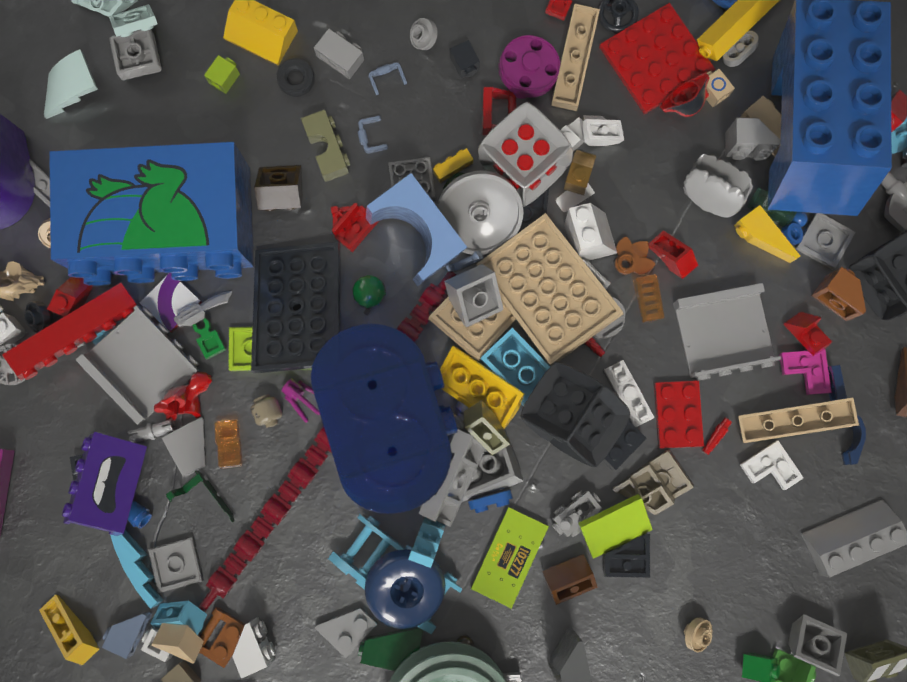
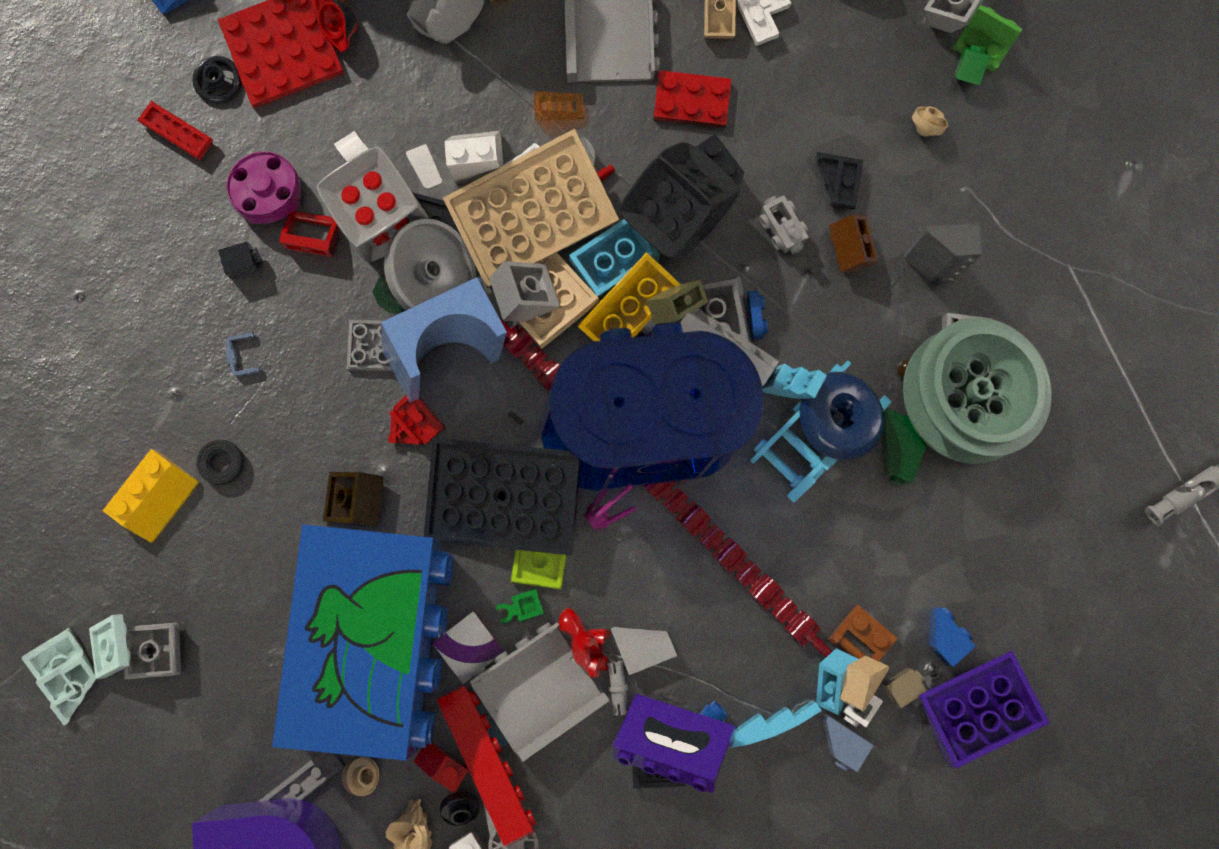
camera: 85 degrees left, 0 degrees up
(68, 82) = (172, 740): light aqua slope -> none
(68, 631) = (832, 812): yellow slope -> none
(175, 565) = (775, 680): light grey tile -> none
(192, 483) = (686, 652): dark green piece -> none
(195, 312) = (487, 616): light grey piece -> none
(222, 74) = (198, 548): lime brick -> none
(228, 443) = (646, 601): clear orange slope -> none
(253, 649) = (885, 599): white slope -> none
(266, 411) = (616, 549): dark tan head -> none
(319, 129) = (290, 439): olive arch -> none
(339, 53) = (201, 404): light grey brick -> none
(347, 630) = (874, 495): light grey wing -> none
(363, 136) = (309, 393): sand blue piece -> none
(369, 291) = (496, 413): green hair -> none
(423, 34) = (198, 302): light grey plate -> none
(453, 165) = (364, 295): yellow piece -> none
(509, 557) = (820, 306): lime tile -> none
(575, 57) = (261, 134): tan piece -> none
(579, 172) = (403, 153): pearl gold slope -> none
(601, 131) = (356, 121): white slope -> none
(615, 526) = (803, 185): lime tile -> none
(629, 393) = (643, 152): white plate -> none
(635, 255) = (507, 112): dark orange plate -> none
(656, 483) = (763, 136): dark tan slope -> none
(674, 253) = (513, 68): red arch -> none
(718, 434) = (721, 63): red animal -> none

